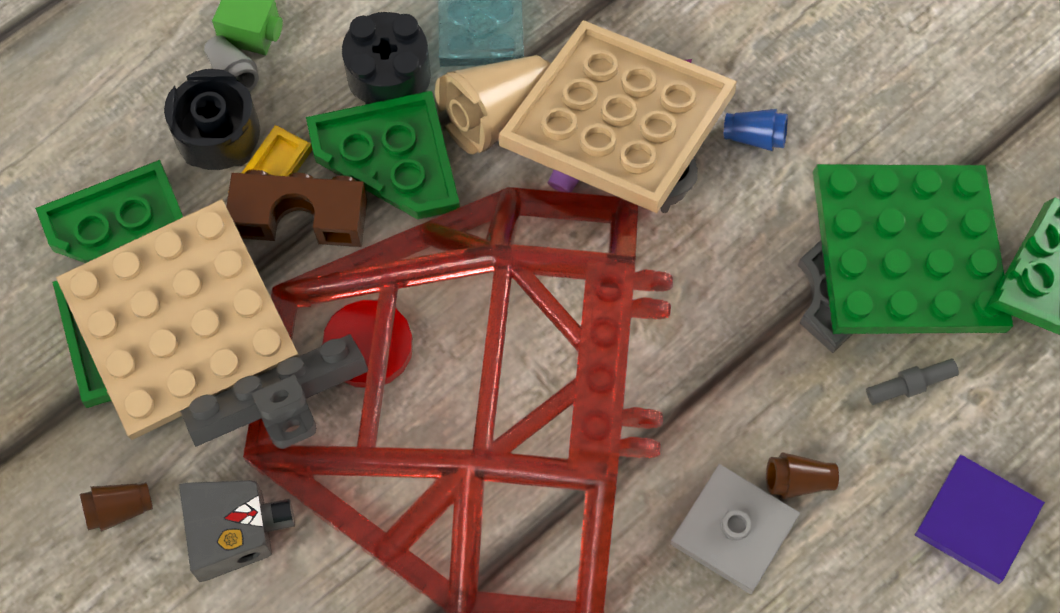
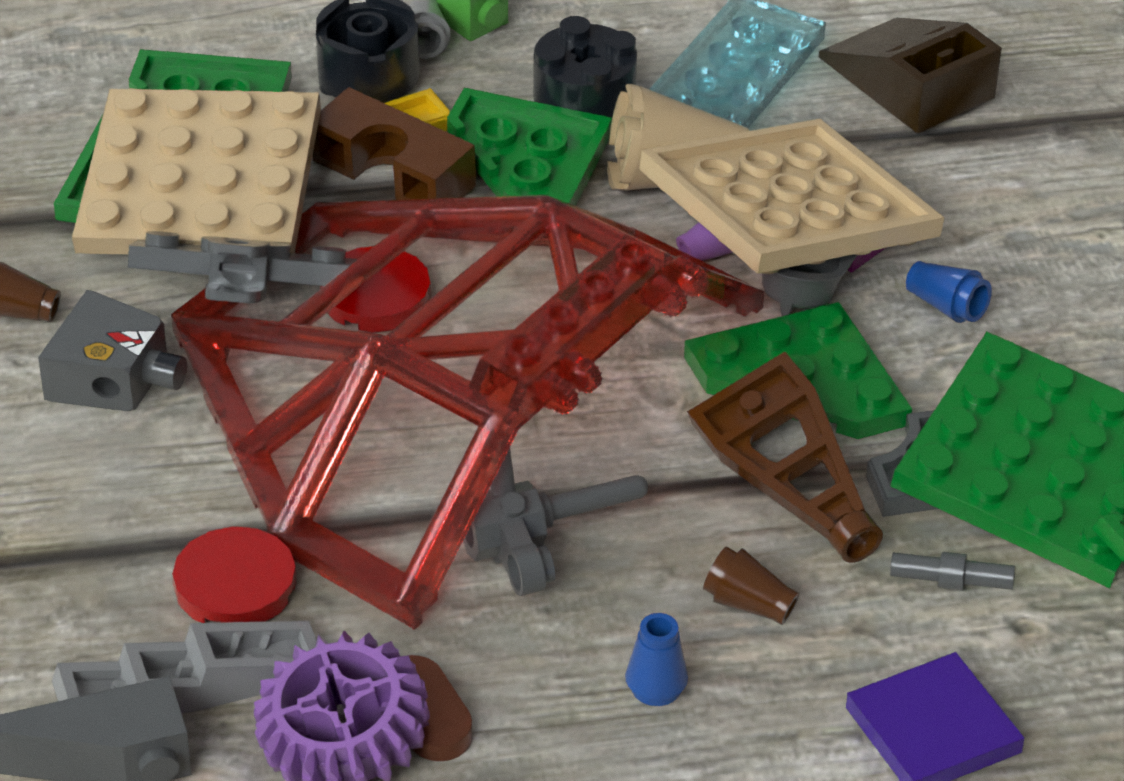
camera: 30 degrees right, 25 degrees down
(652, 549) = (516, 520): none -> dark grey piece
(708, 313) = (758, 406): none -> reddish brown plate
(713, 251) = (828, 352): none -> green plate
(734, 528) = (624, 588): light grey plate -> none
(785, 593) = (657, 662): none -> blue cone

